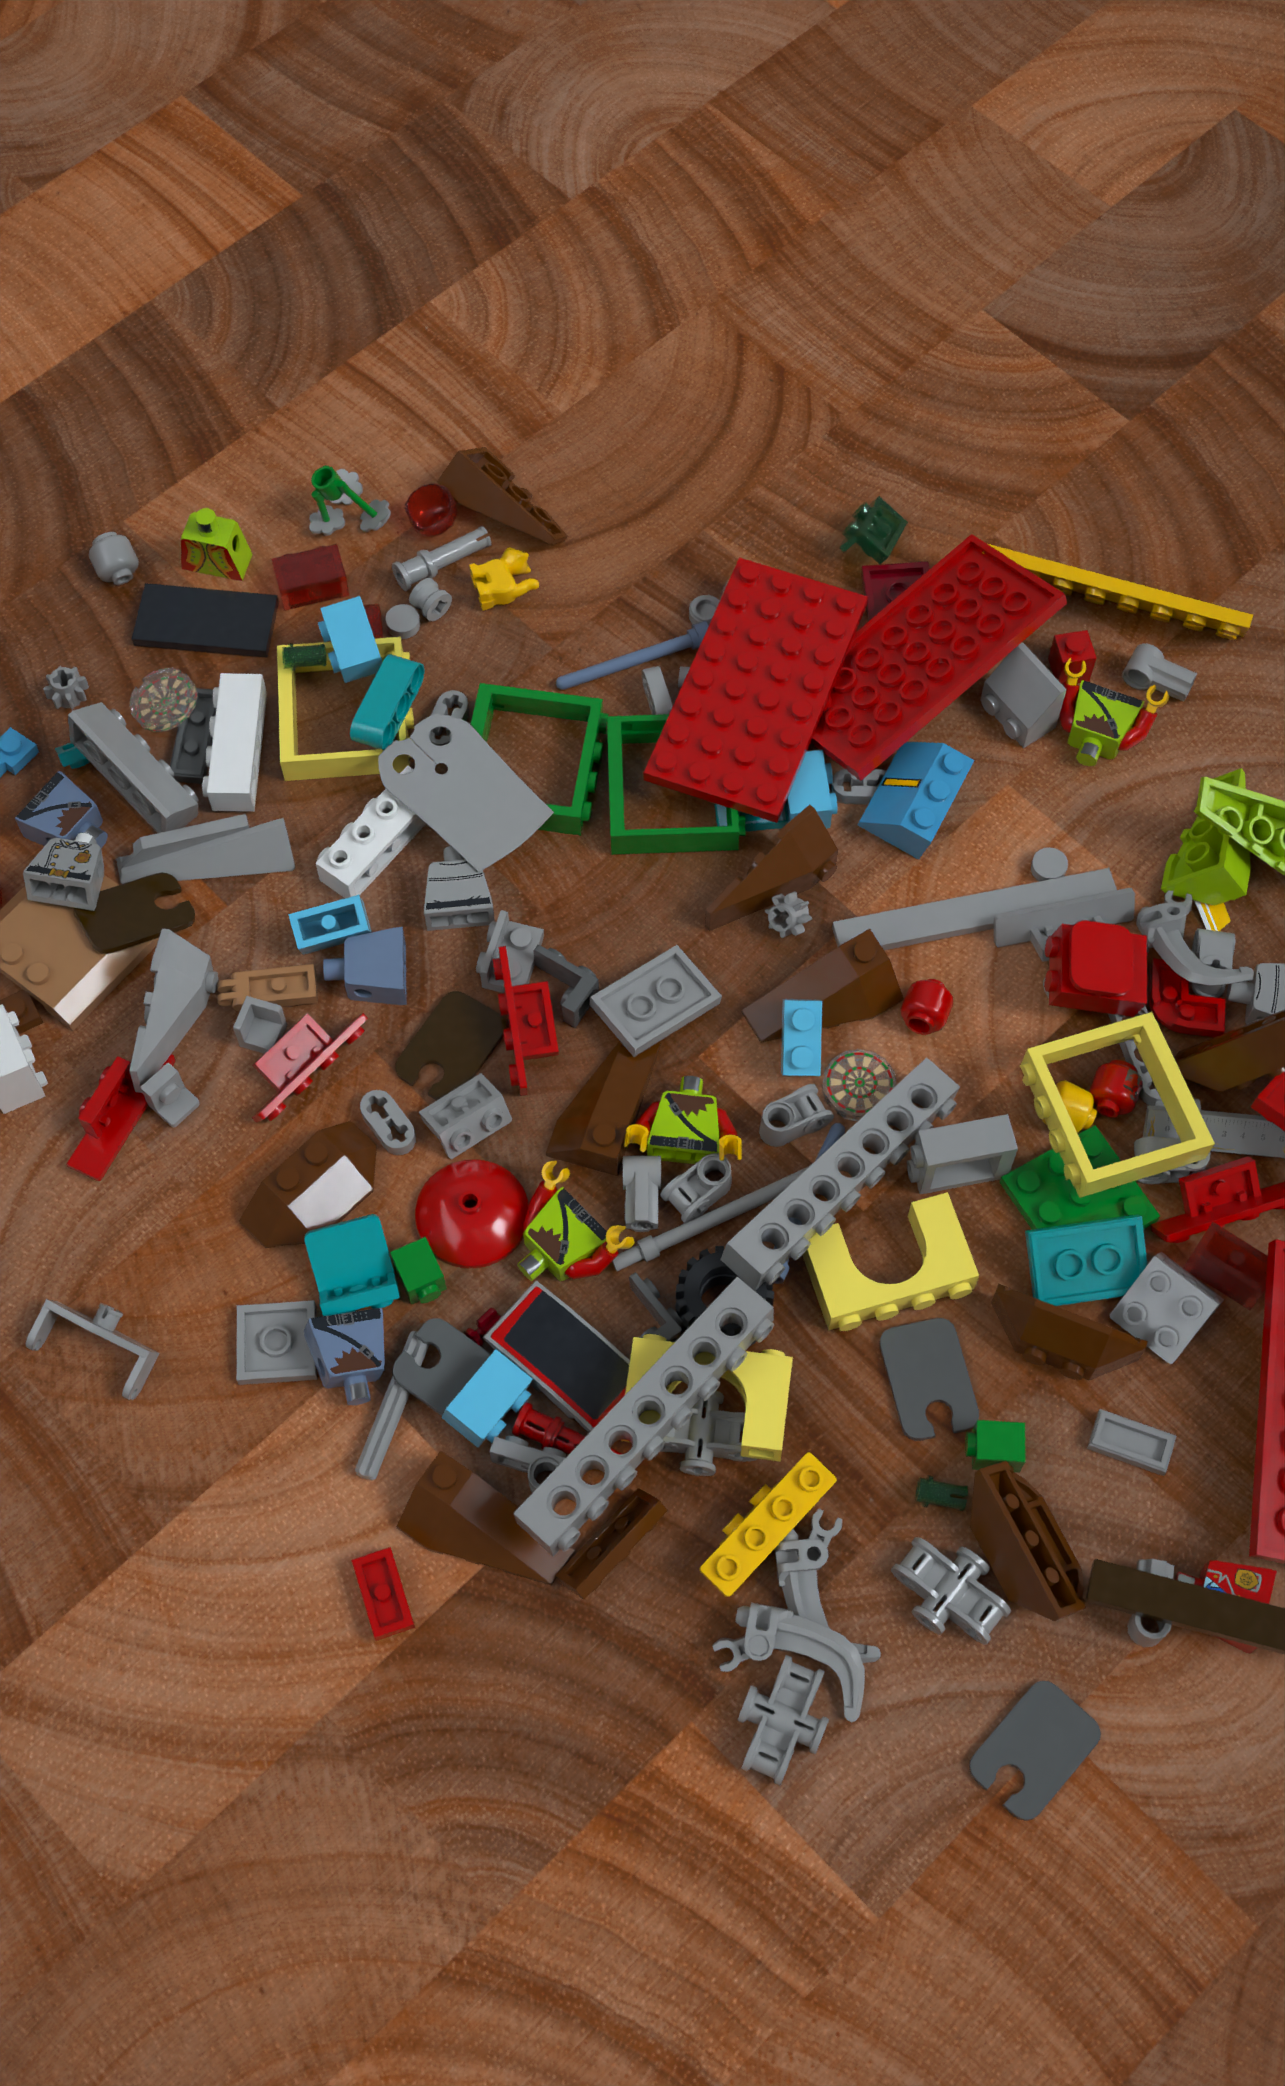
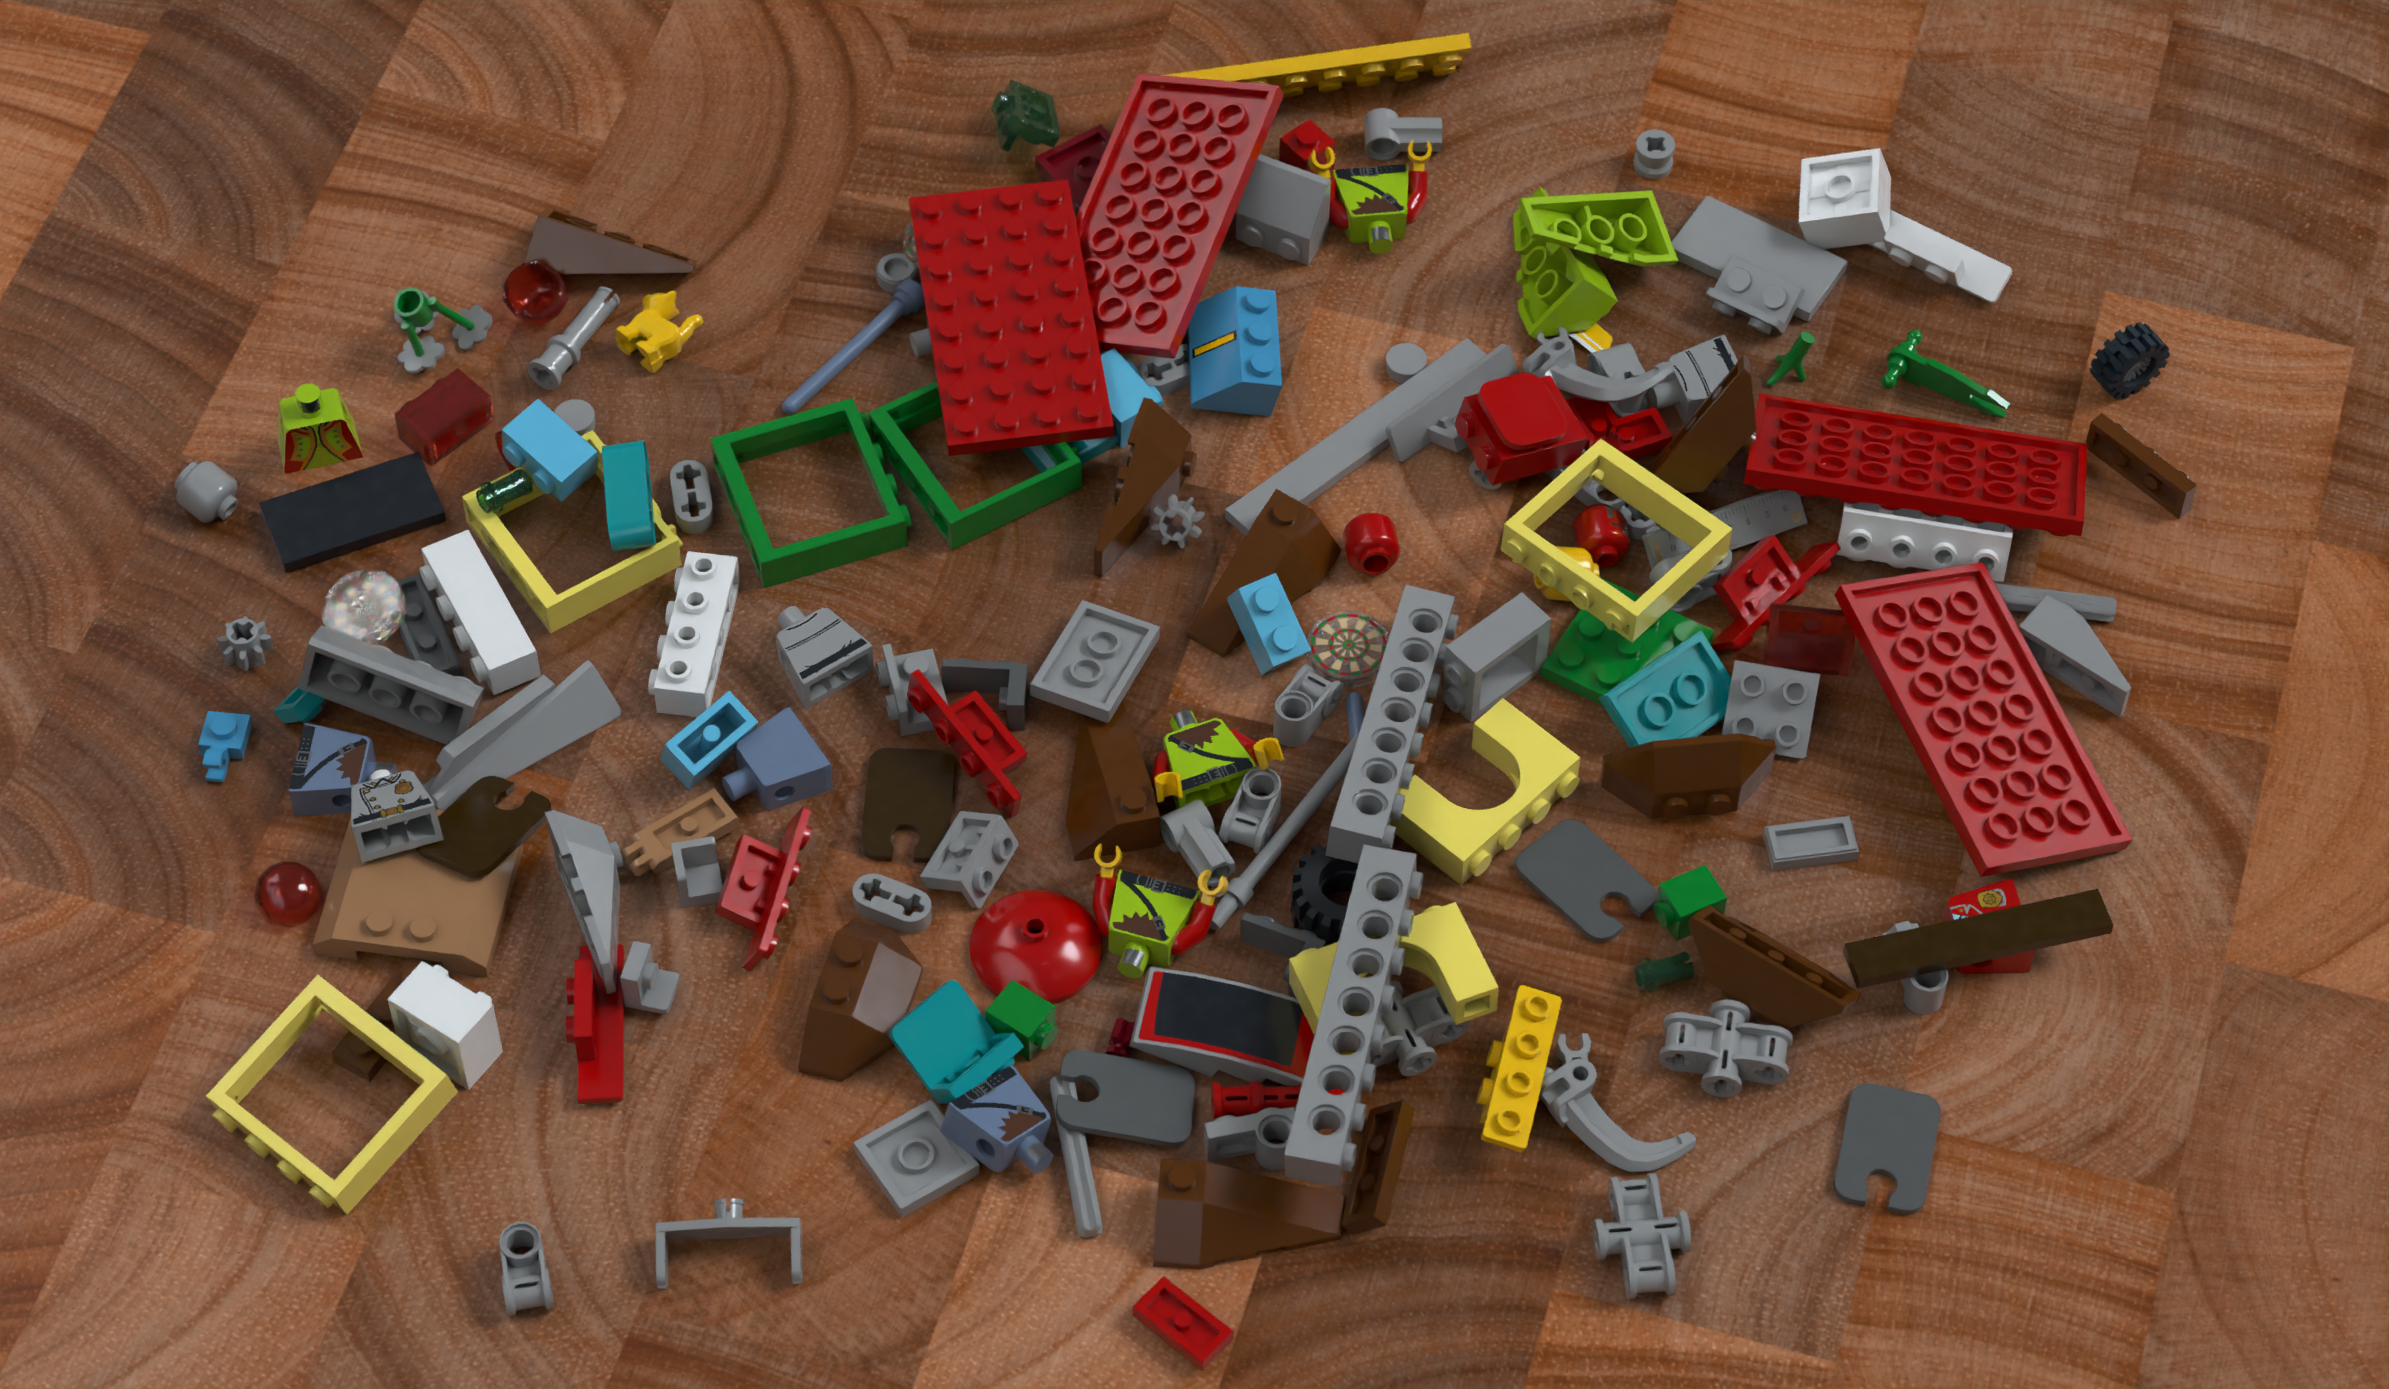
camera: 30 degrees left, 10 degrees down
(430, 599) = (593, 383): light grey wheel -> none
(474, 805) = (779, 551): light grey piece -> none
(487, 1399) = (1173, 1096): medium azure brick -> none
(656, 691) = (899, 369): light grey beam -> none
(781, 1629) = (1584, 1158): light grey piece -> none

